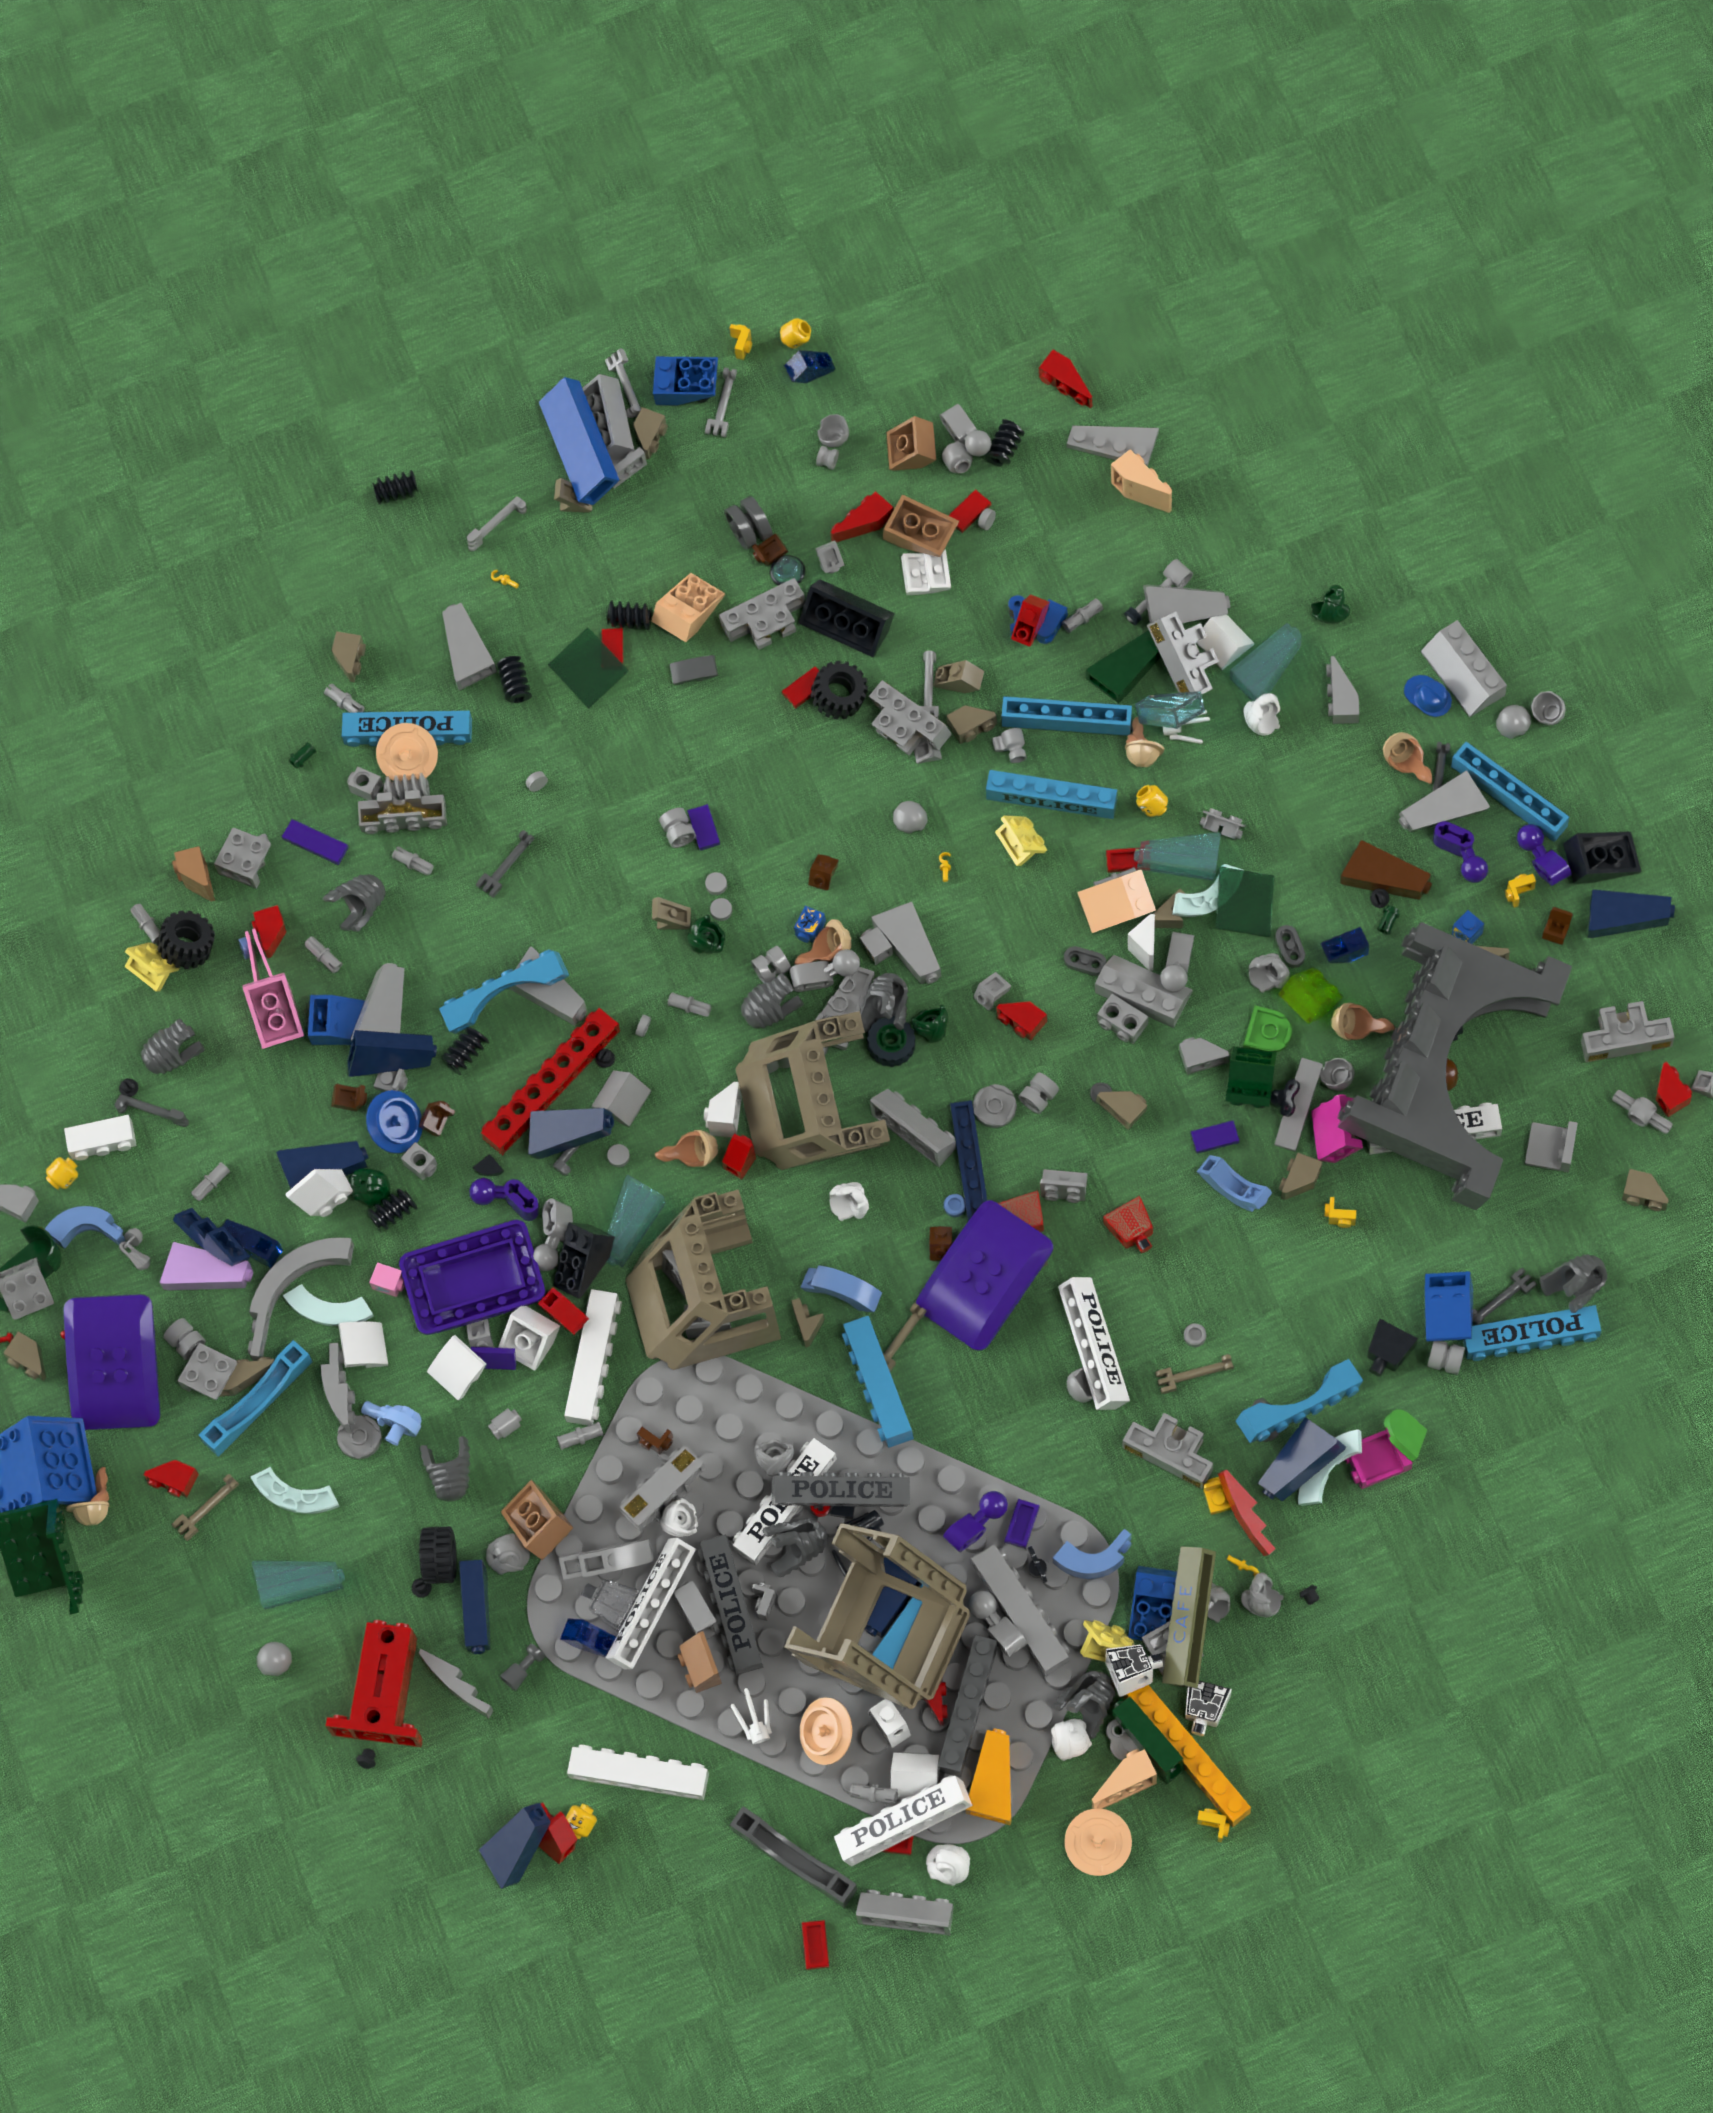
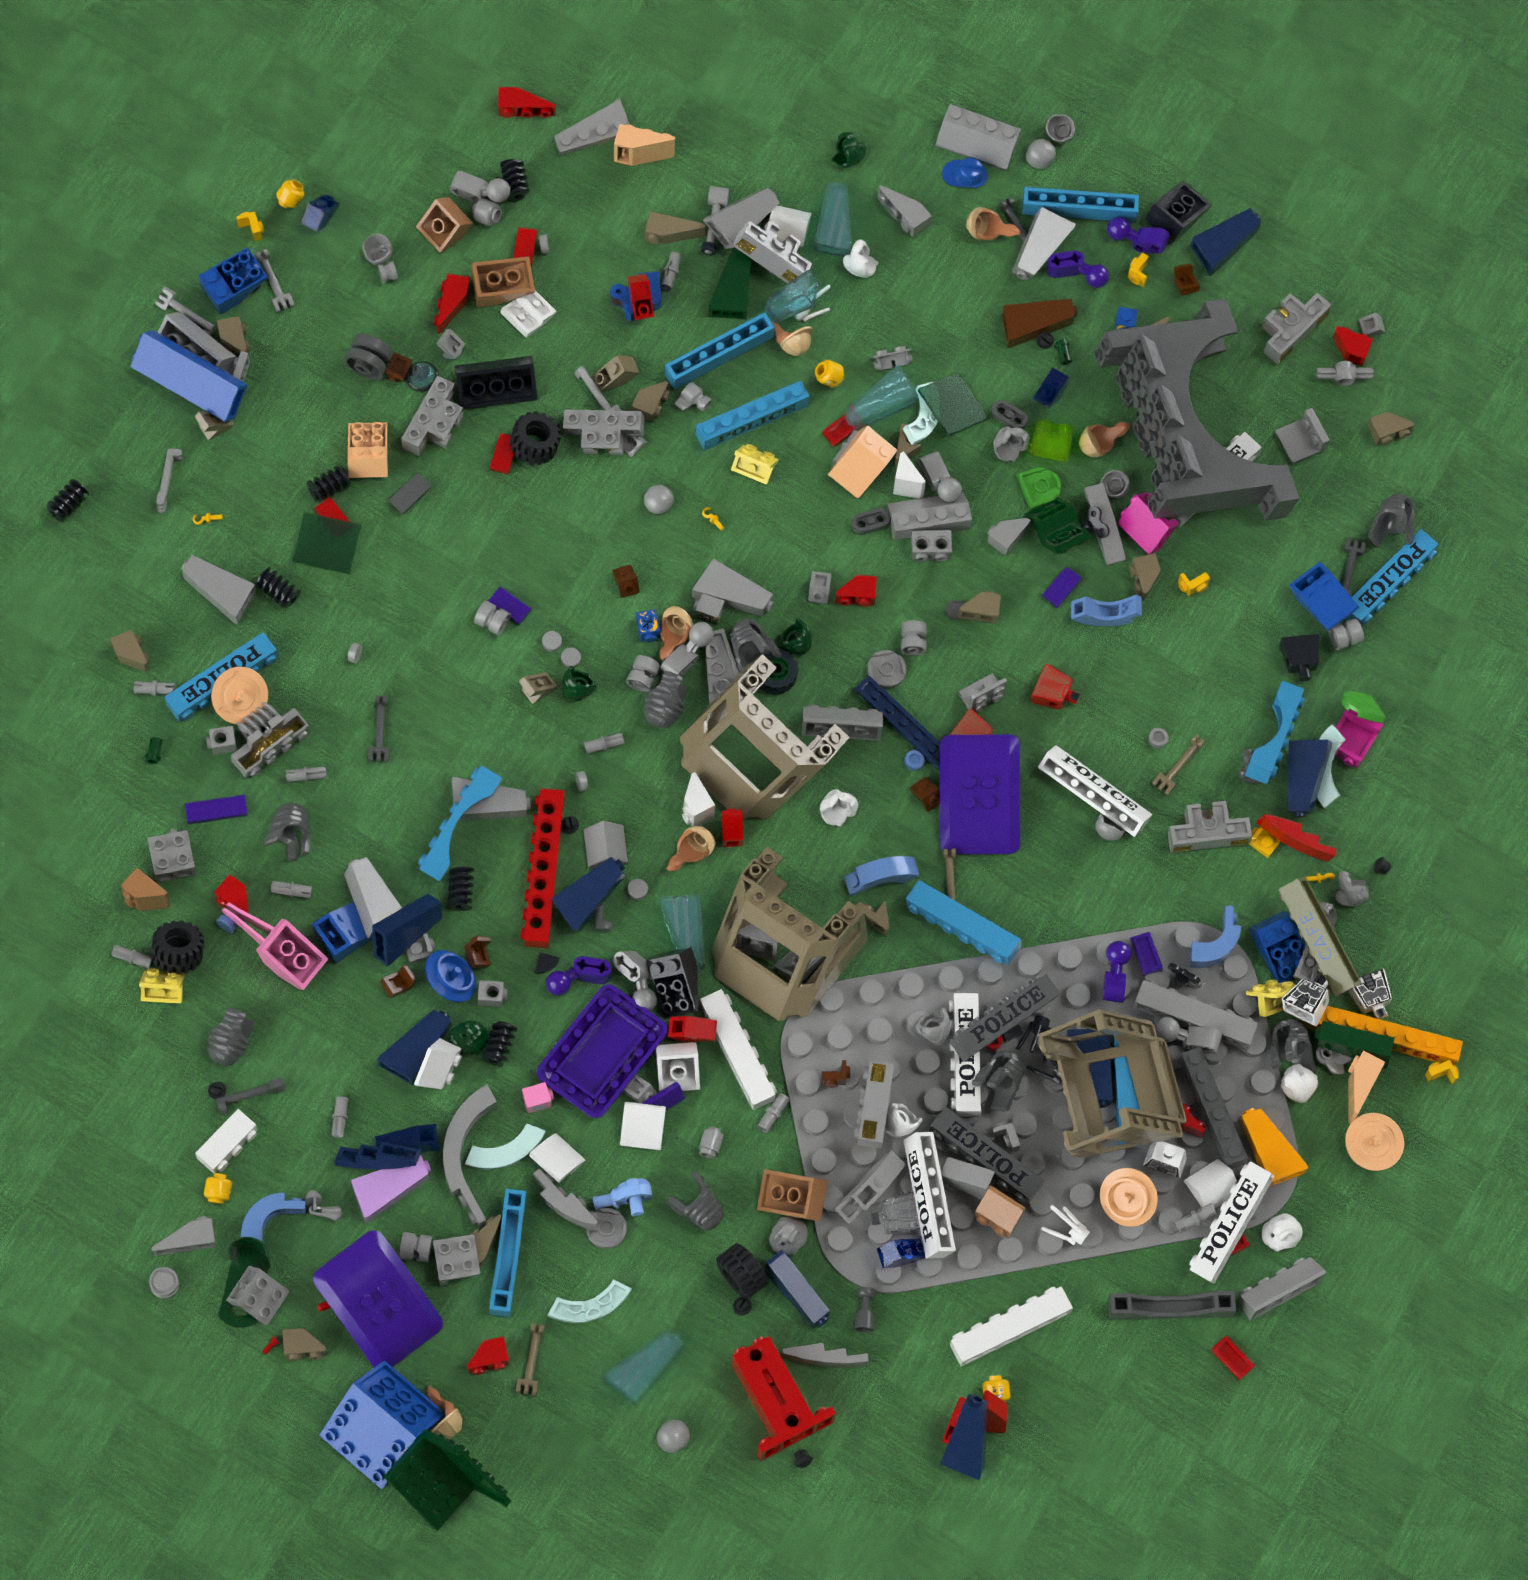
camera: 50 degrees left, 0 degrees up
(1111, 577) = (670, 229): none -> dark tan slope

